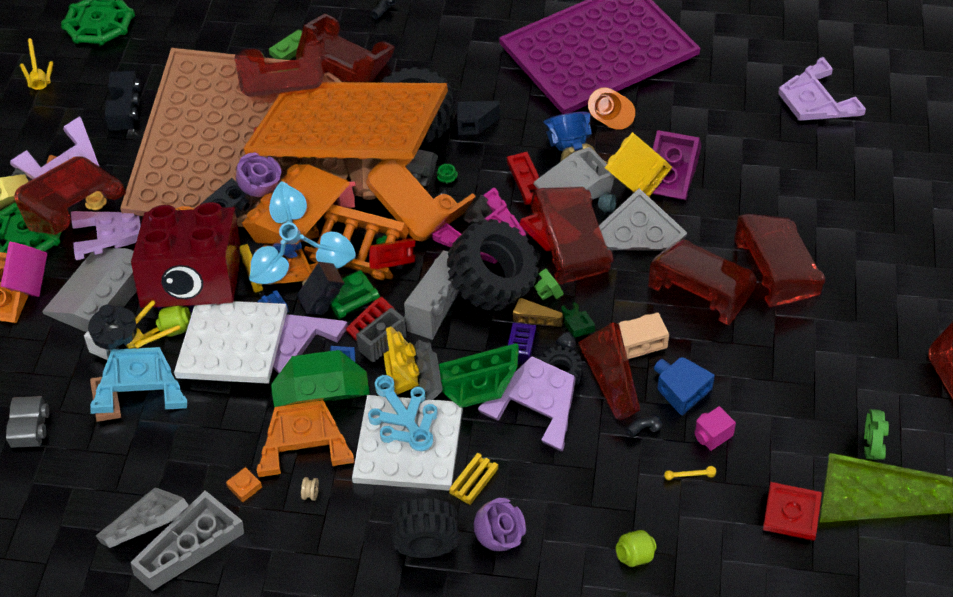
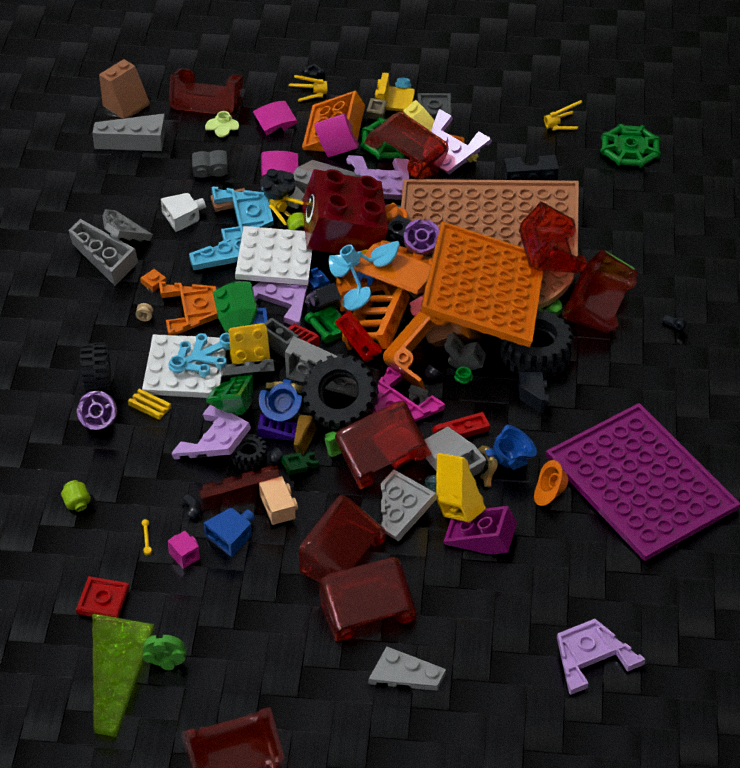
camera: 85 degrees right, 5 degrees down
(47, 344) = (278, 160): none -> dark pink slope
(116, 452) = (181, 210): none -> white torso
(209, 406) = (215, 256): none -> medium azure wing
(489, 329) = (281, 401): none -> blue helmet
(855, 235) = (402, 669): none -> light grey wing

